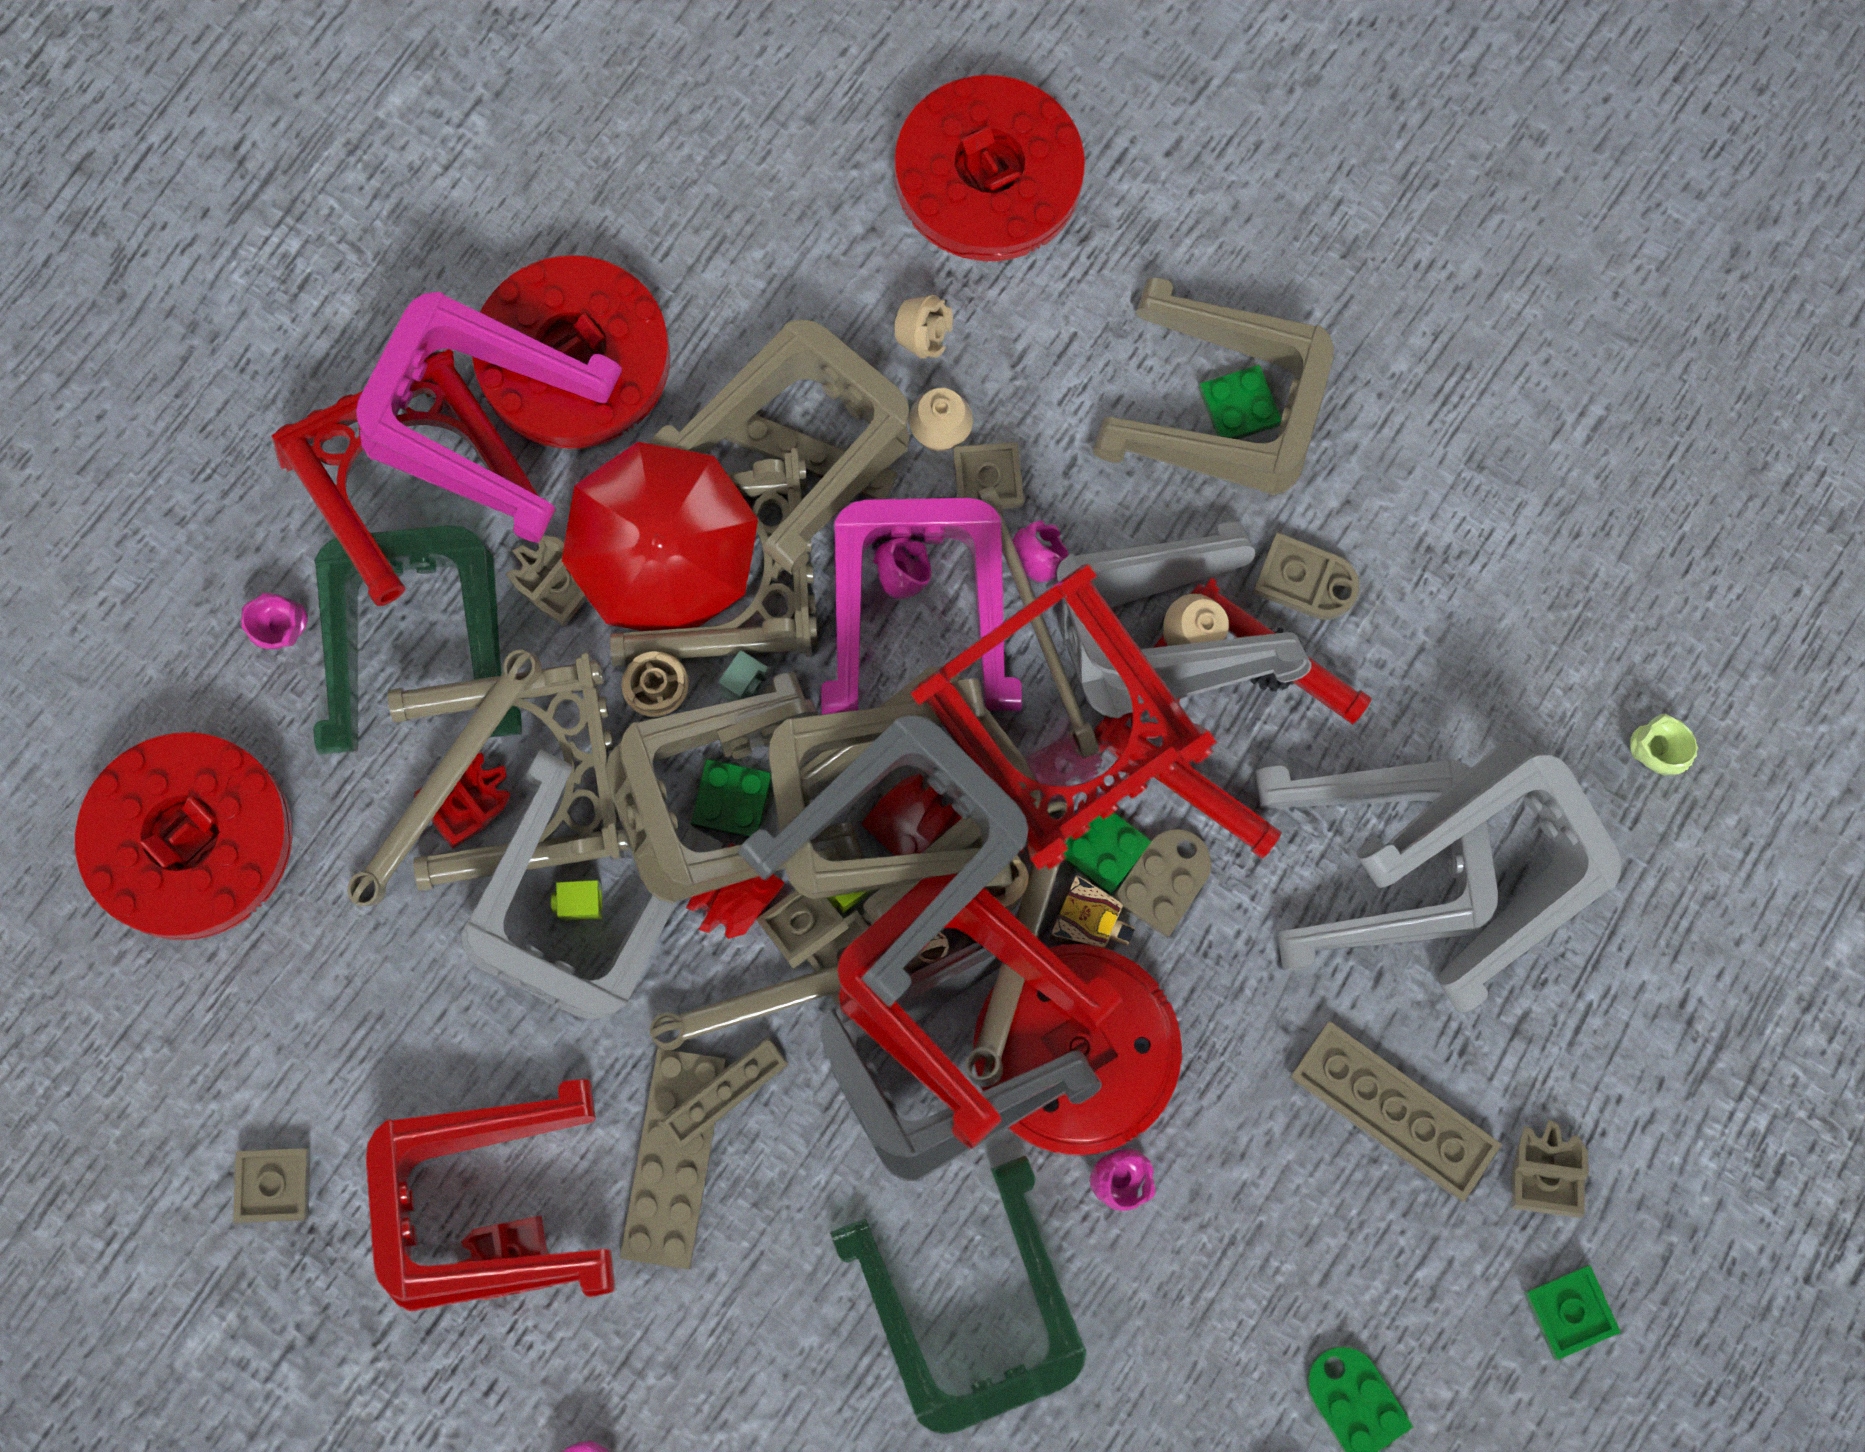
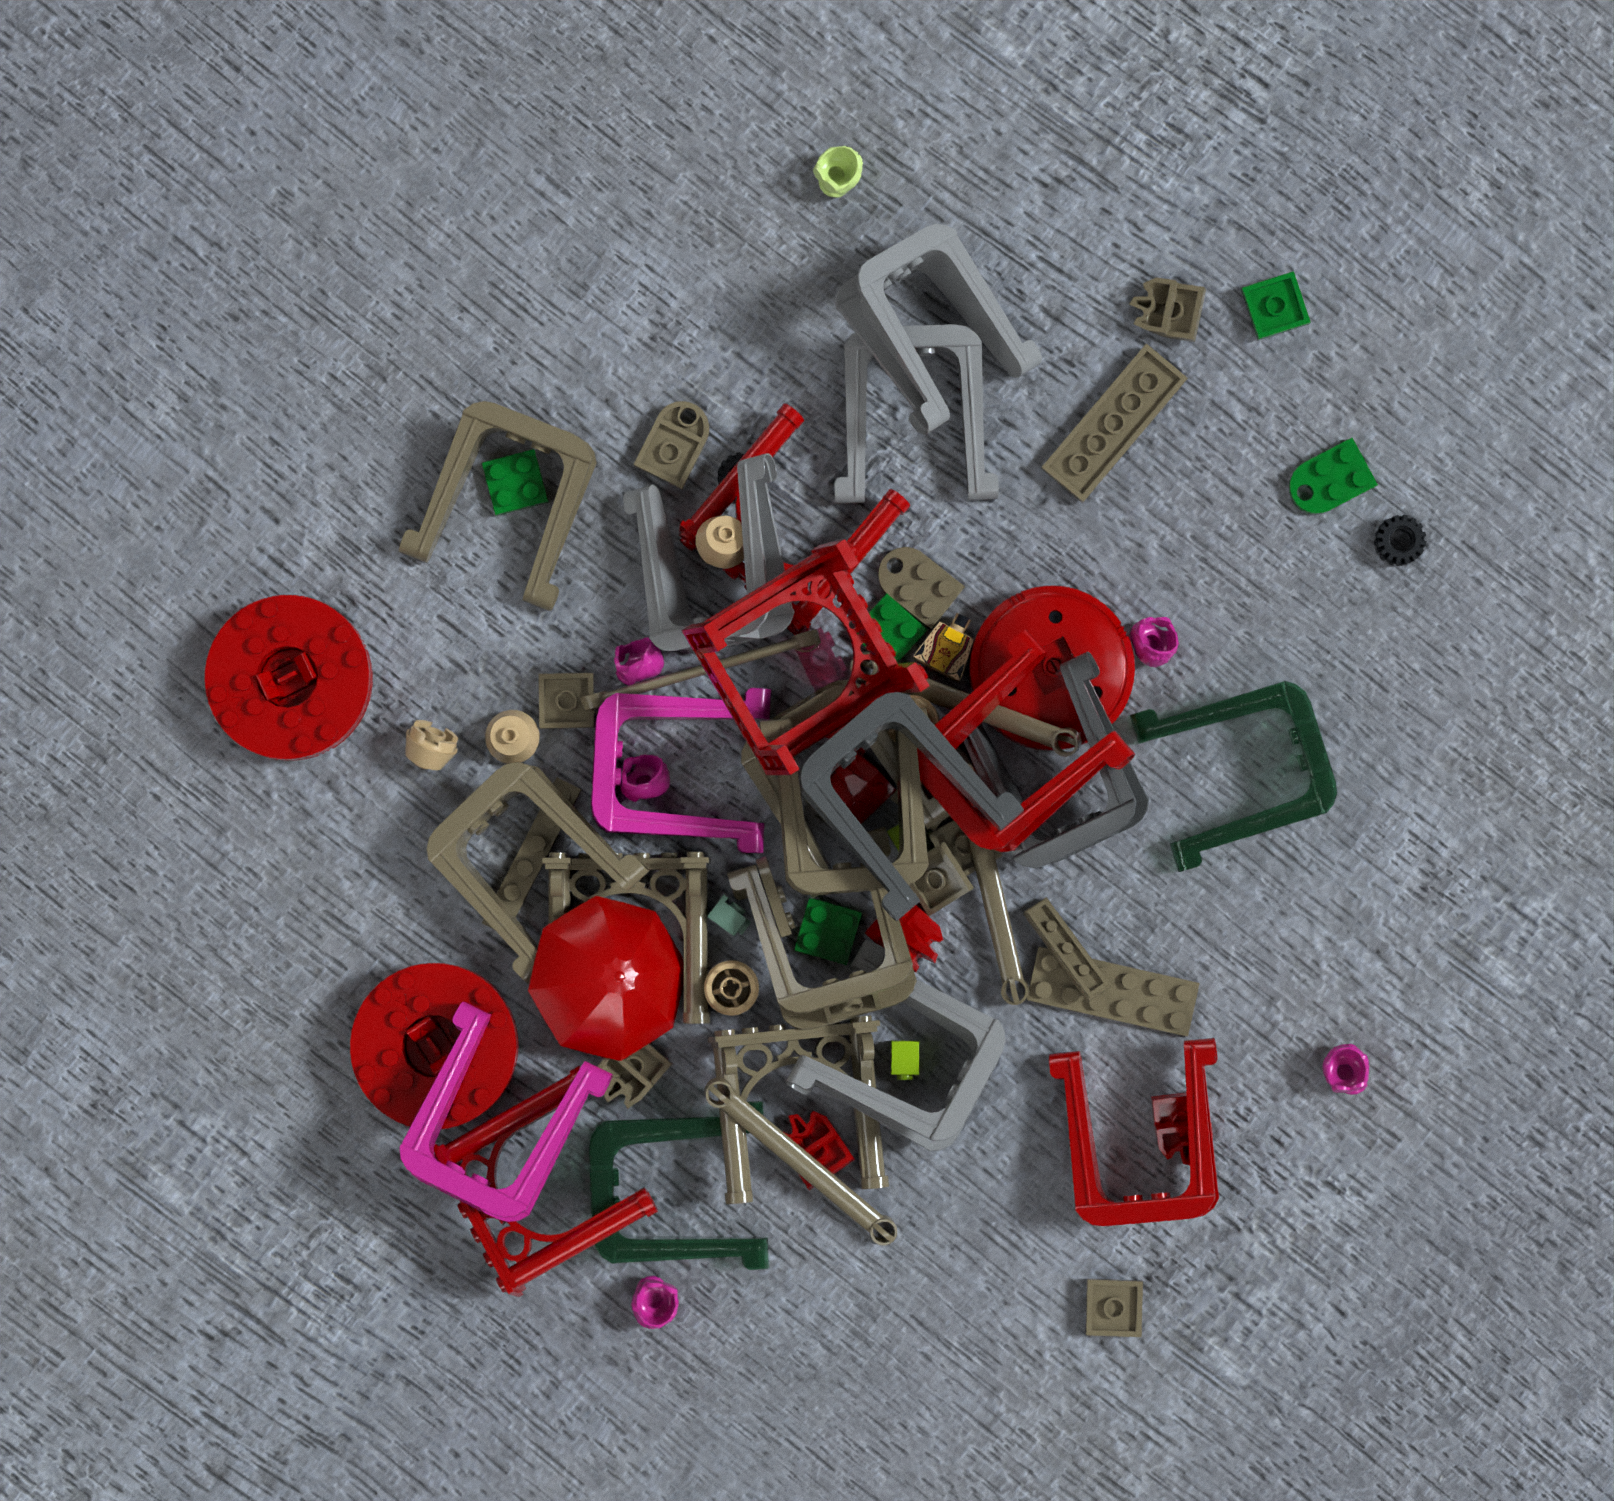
camera: 75 degrees left, 10 degrees up
(183, 836) = (833, 1375): red piece -> none

